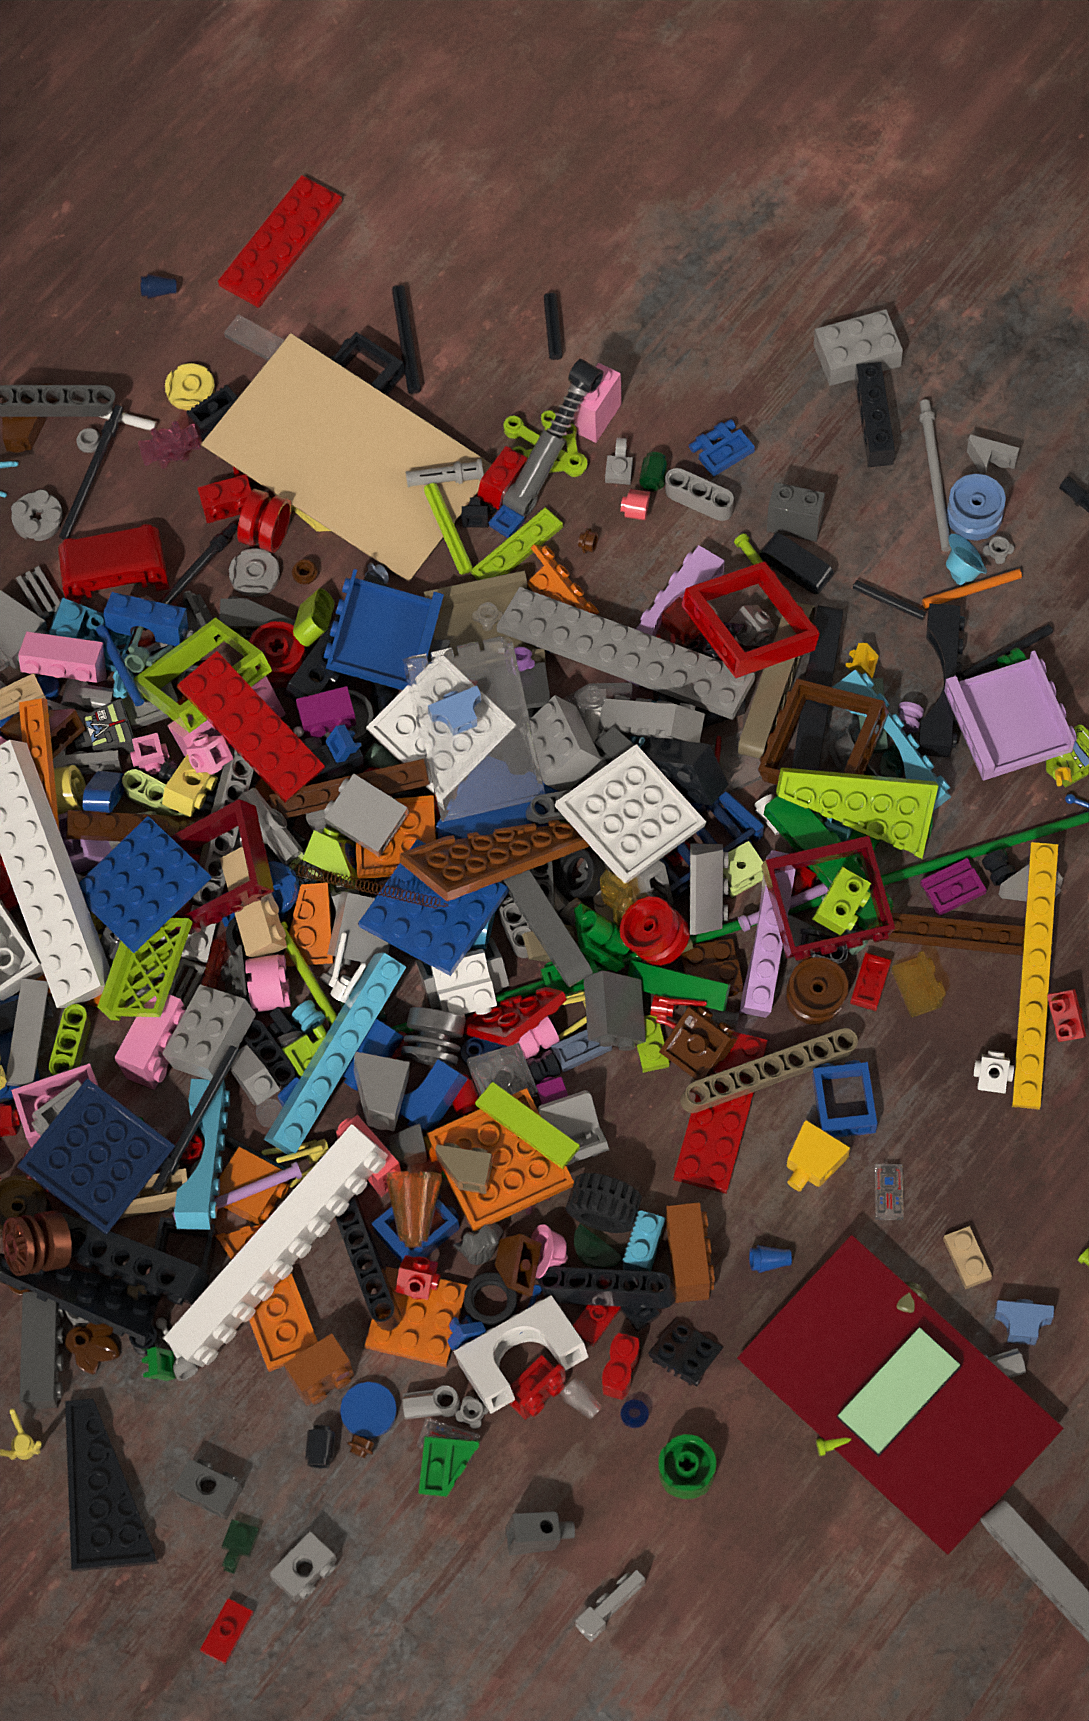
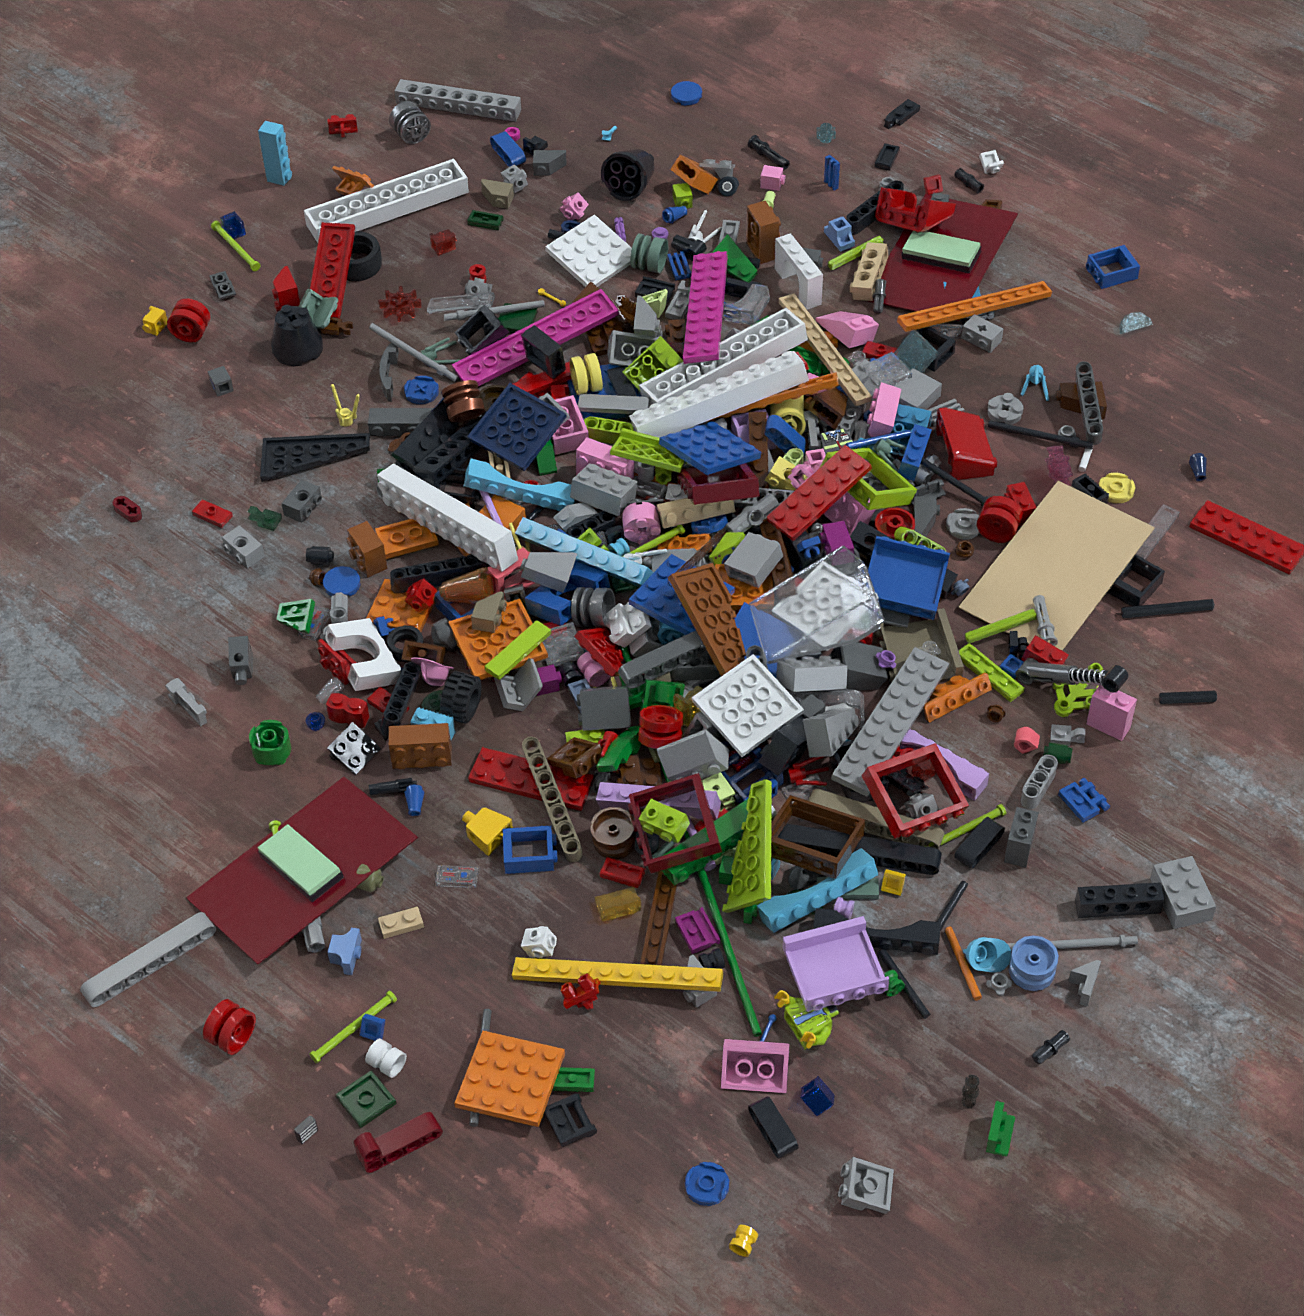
camera: 90 degrees right, 15 degrees down
(170, 1164) = (512, 468): black bar -> none
(456, 710) = (827, 600): medium blue brick -> none
(746, 1290) = (398, 785): none -> black piece

